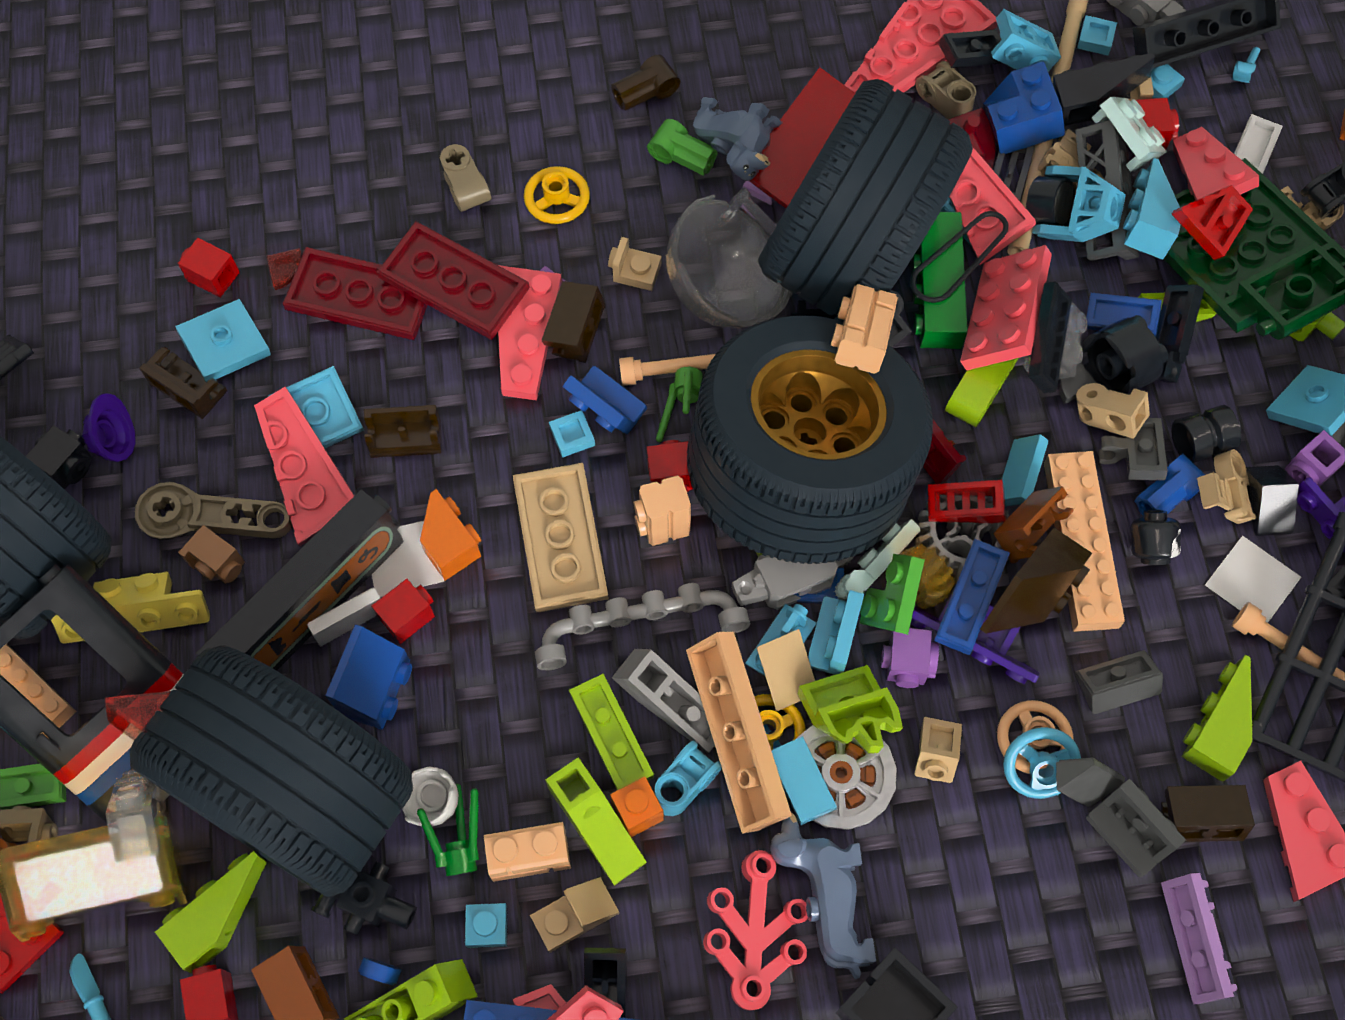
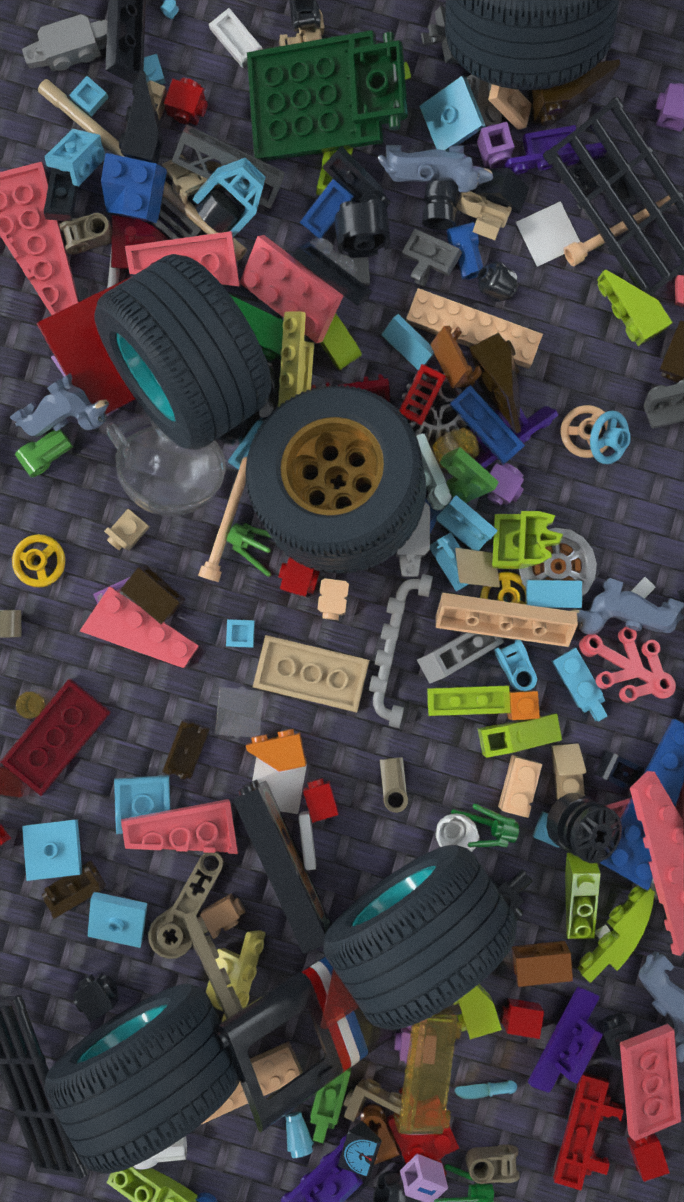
camera: 65 degrees left, 20 degrees up
(109, 429) = (91, 955): dark purple piece -> none
(134, 818) = (420, 1039): clear arch -> none
(158, 545) = (208, 953): none -> dark tan hinge
(163, 439) = (117, 919): none -> medium azure plate
(369, 678) = (362, 842): blue slope -> none
(379, 971) = (551, 906): blue tile -> none
(381, 248) = (30, 704): none -> clear yellow tile
(453, 280) = (80, 666): dark red tile -> none
(465, 688) = (393, 781): none -> dark tan piece
(475, 475) = (239, 712): none -> clear piece
(512, 934) = (584, 827): none -> black wheel
(607, 398) = (227, 600): blue bracket -> none
(700, 876) = (580, 683): none -> medium azure hinge
(865, 328) = (290, 405): light nougat brick -> none
(869, 908) = (643, 588): none -> white sticker
(933, 348) = (295, 357): none -> light yellow bracket
(938, 750) = (569, 496): tan bracket -> none
(947, 245) = (241, 284): black piece -> none
(1086, 780) = (634, 417): dark grey slope -> none
(1112, 409) = (395, 259): tan leg -> none
(1120, 681) = (575, 357): dark grey slope -> none
(1128, 120) = (194, 121): light aqua piece -> none
(1150, 220) = (267, 144): medium azure slope -> none
(1211, 165) = (245, 81): coral wing -> none
(1215, 219) = (294, 106): red wing -> none
(1250, 404) = (434, 166): none -> sand blue animal

